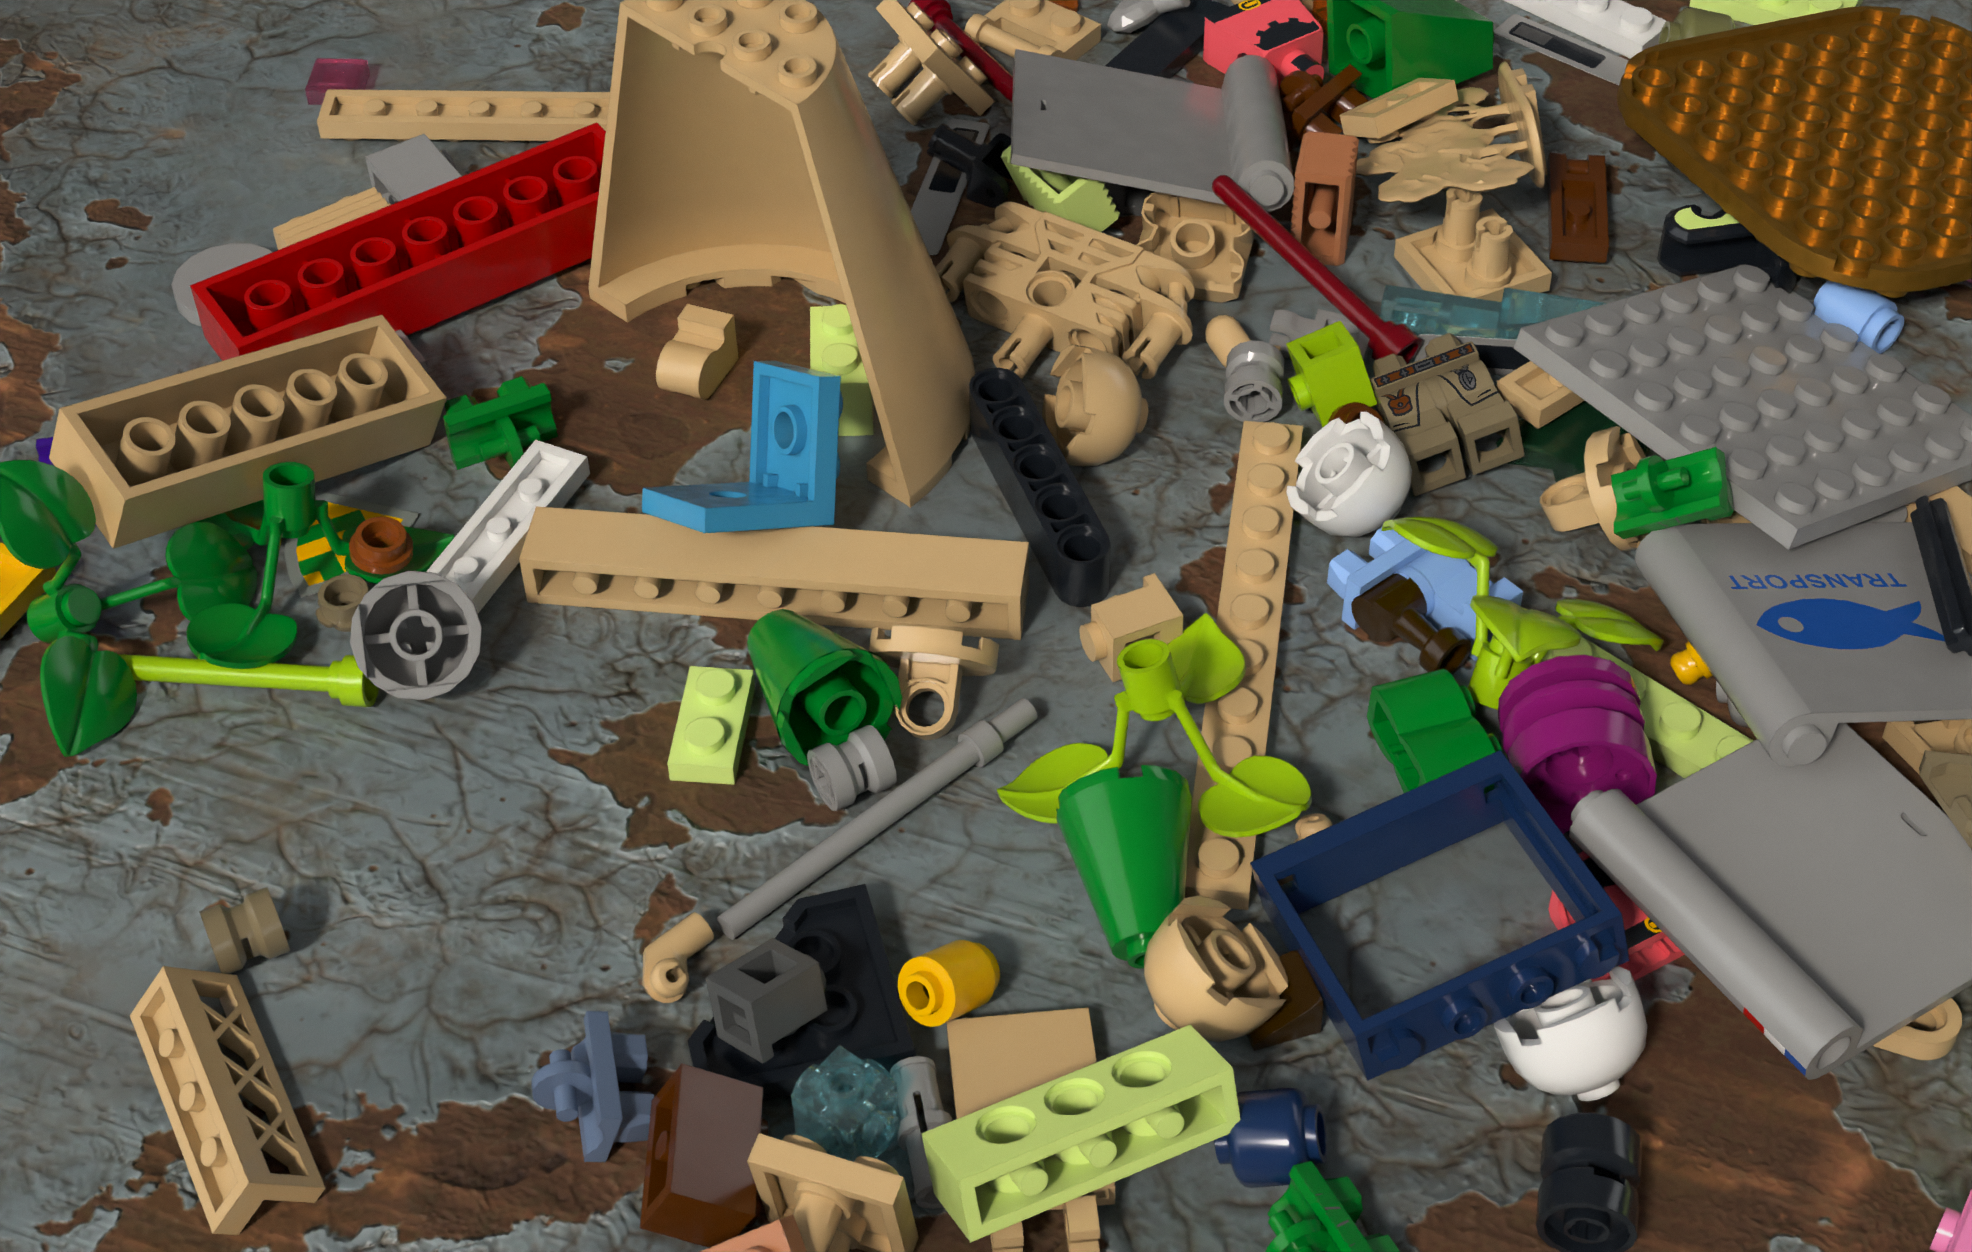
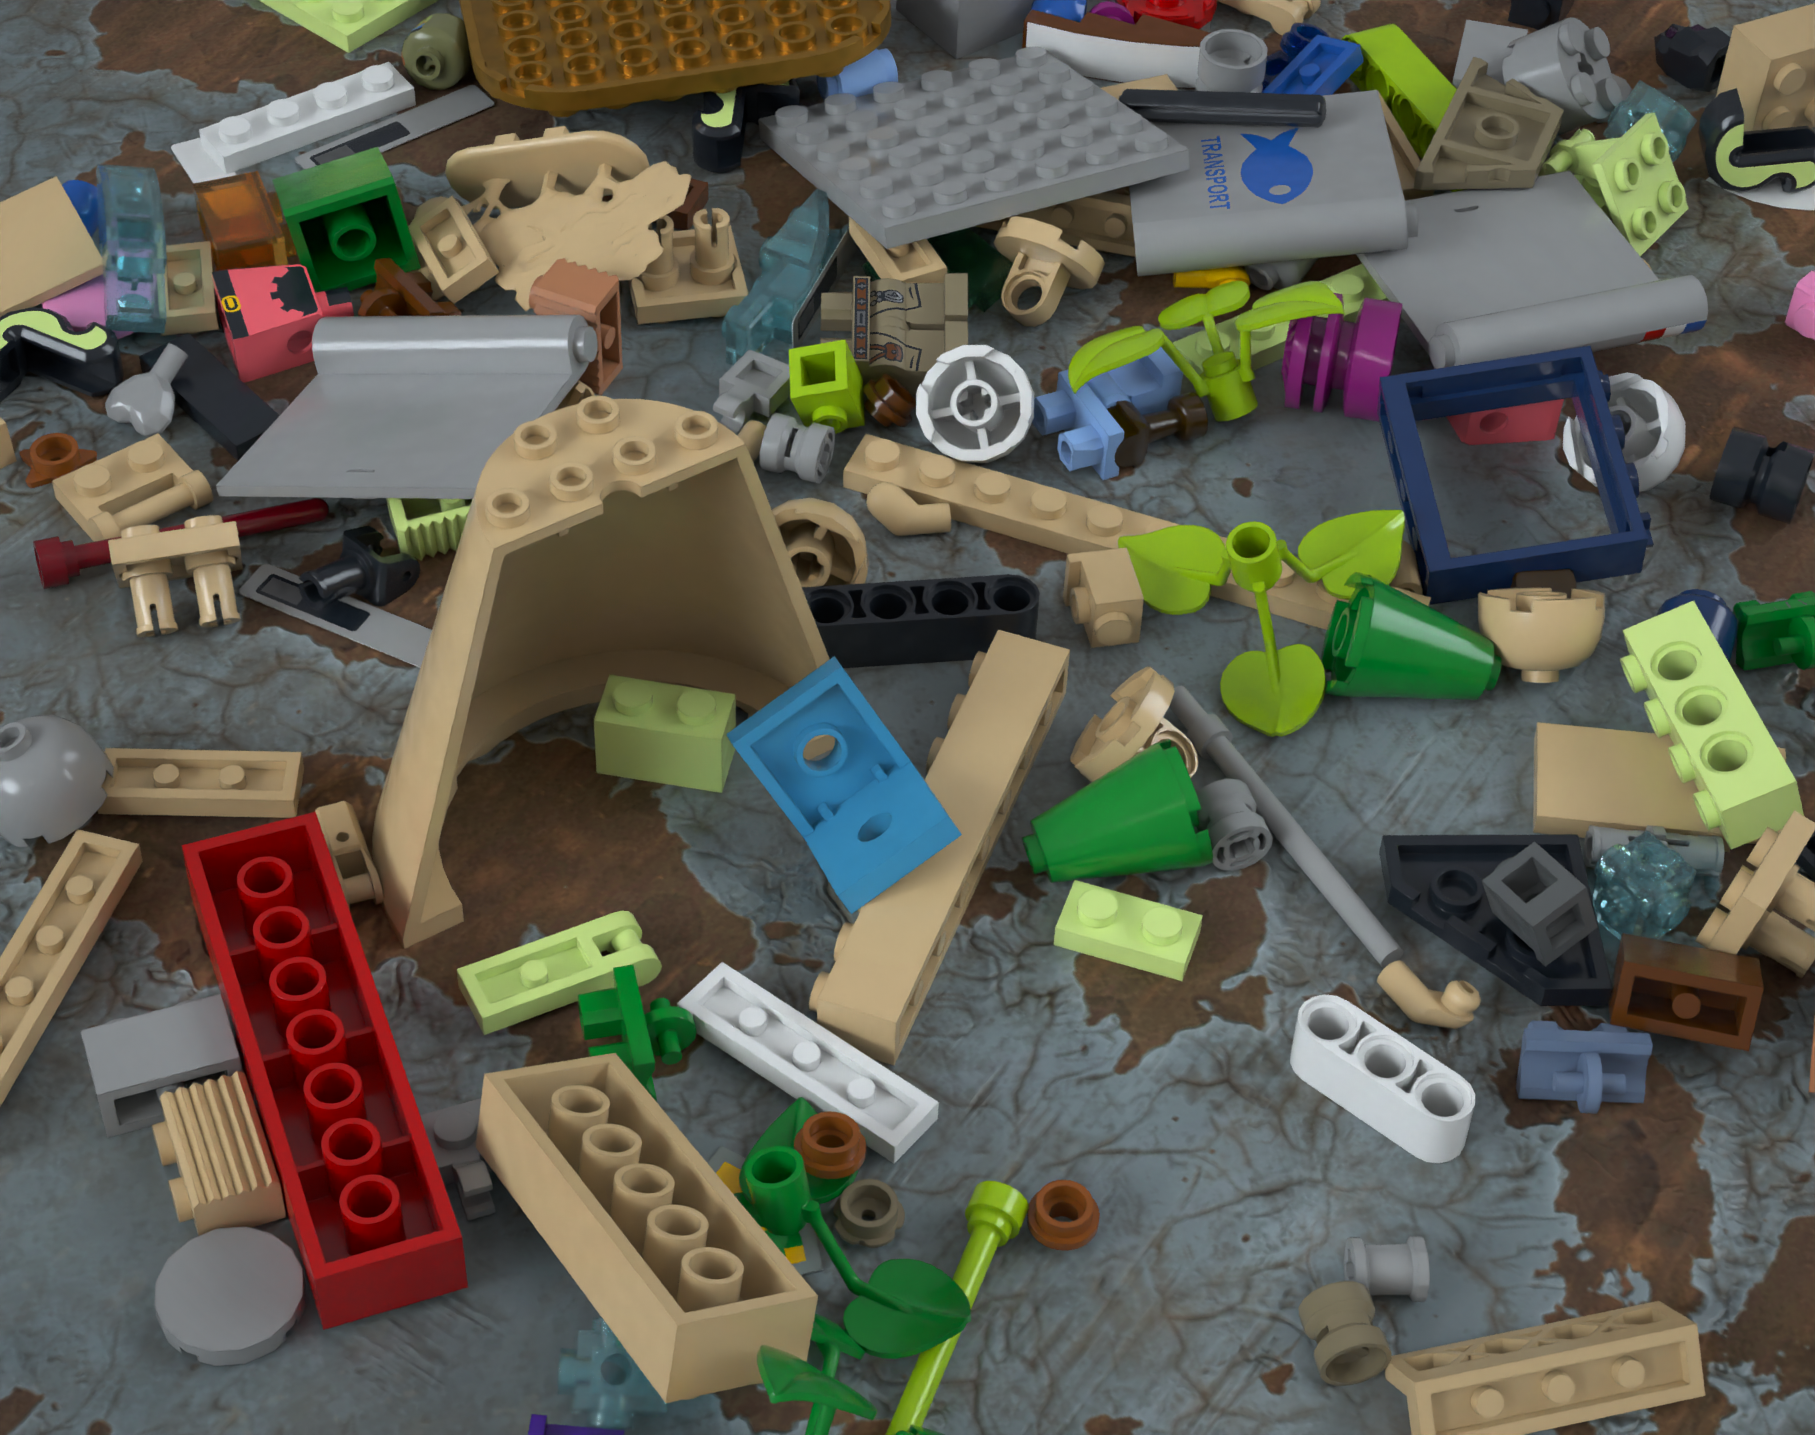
camera: 80 degrees left, 0 degrees up
(323, 956) = (1389, 1267): none -> light grey bush
(362, 726) = (1066, 1200): none -> dark orange plate
(416, 635) = (980, 1126): light grey cylinder -> none
(548, 924) = (1382, 1078): none -> white beam
(571, 373) = (555, 971): none -> yellowish green plate
(698, 353) = (579, 851): tan leg -> none
(948, 982) = (1511, 796): yellow brick -> none
(1204, 474) = (903, 515): none -> tan arm
(1384, 337) = (777, 345): dark red piece -> none
(1427, 727) = (1289, 447): green brick -> none
(1671, 492) = (1120, 205): green hips -> none

